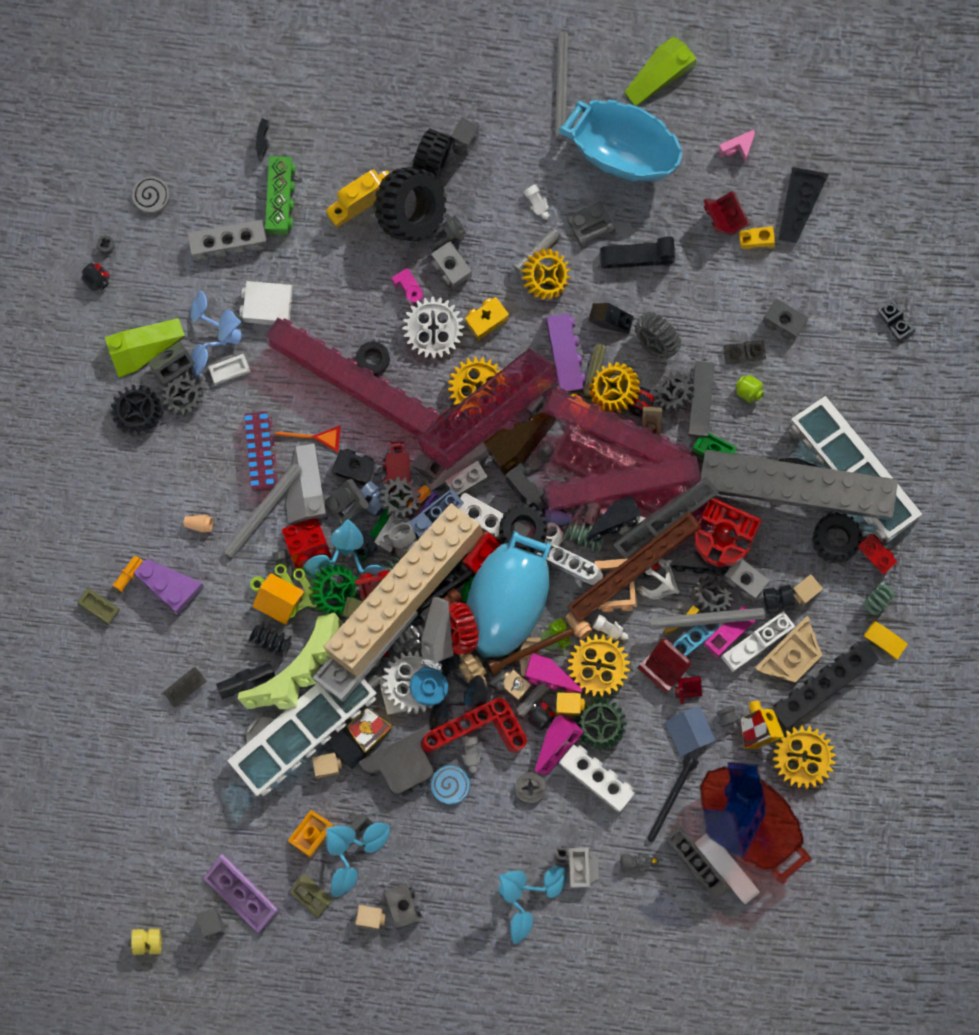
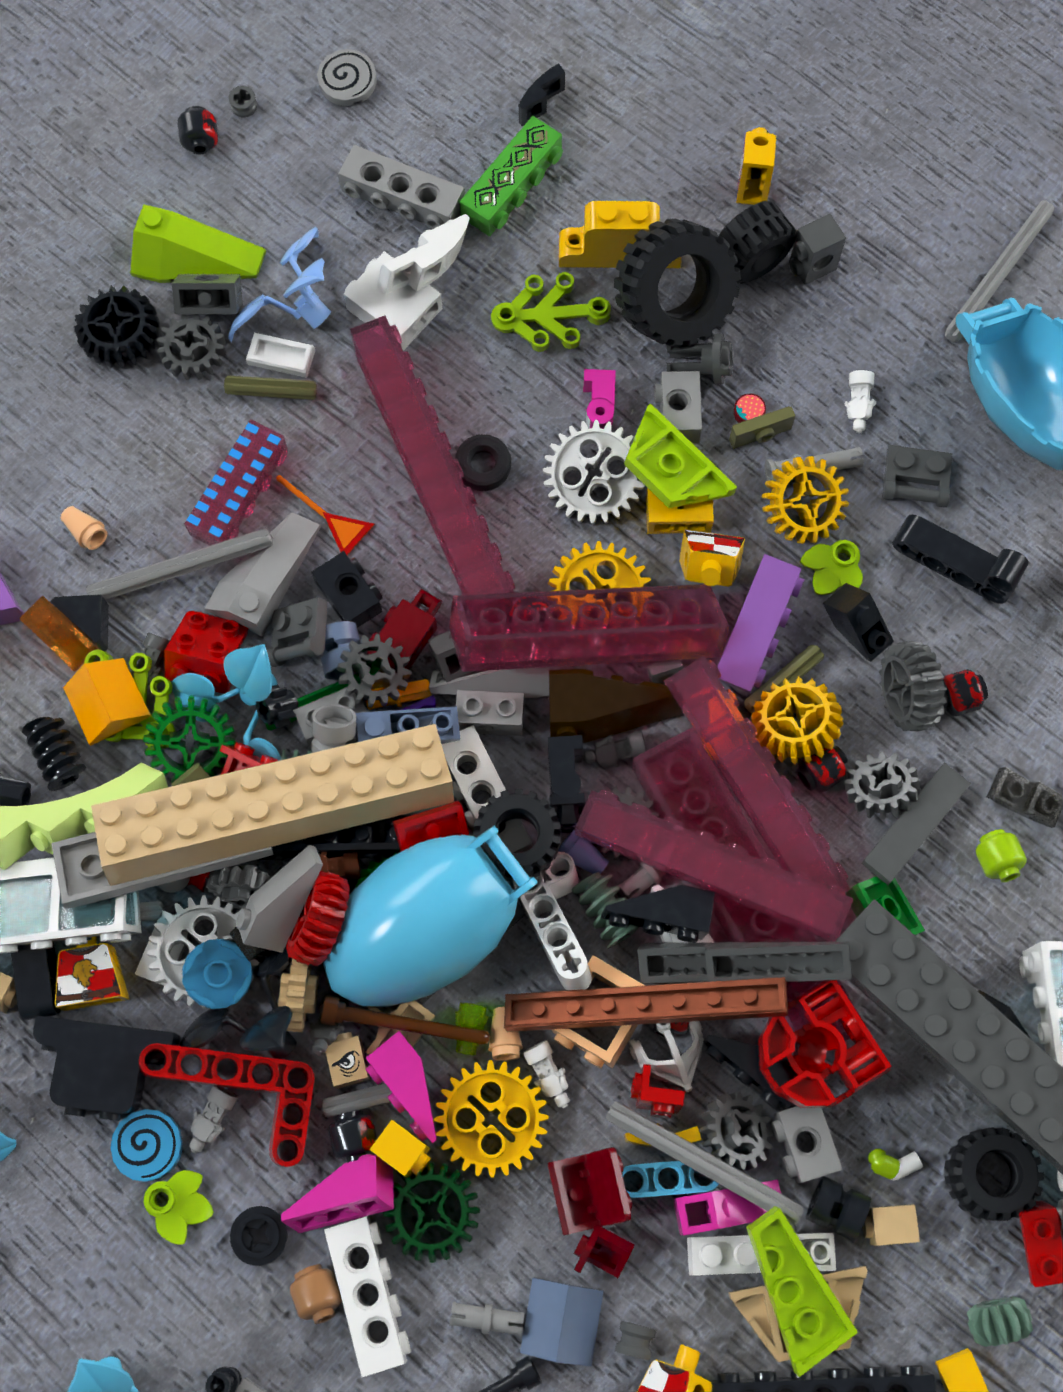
camera: 35 degrees right, 5 degrees down
(228, 583) = (57, 633): none -> clear orange slope
(235, 565) = (88, 614): none -> black slope
(237, 389) = (270, 387): none -> olive axle
(272, 270) = (428, 261): none -> white slope
(349, 259) = (546, 313): none -> lime plant
(402, 108) = (757, 153): none -> yellow torso
(470, 299) = (673, 465): none -> lime wing
(485, 243) = (748, 407): none -> coral tile
(487, 800) = (183, 1206): none -> lime plate
(499, 249) = (762, 427): none -> olive plate
(519, 334) = (711, 557): none -> yellow torso
(574, 793) = (315, 1294): none -> medium nougat head
(580, 300) = (829, 569): none -> lime plate
(652, 419) = (823, 802): dark tan slope -> none
(656, 752) = (487, 1318): none -> light grey pin
(667, 606) = (660, 1101): none -> red bracket
(682, 320) = (964, 692): none -> black head
(787, 647) = (802, 1301): none -> lime wing
(791, 565) = (891, 1167): none -> arm

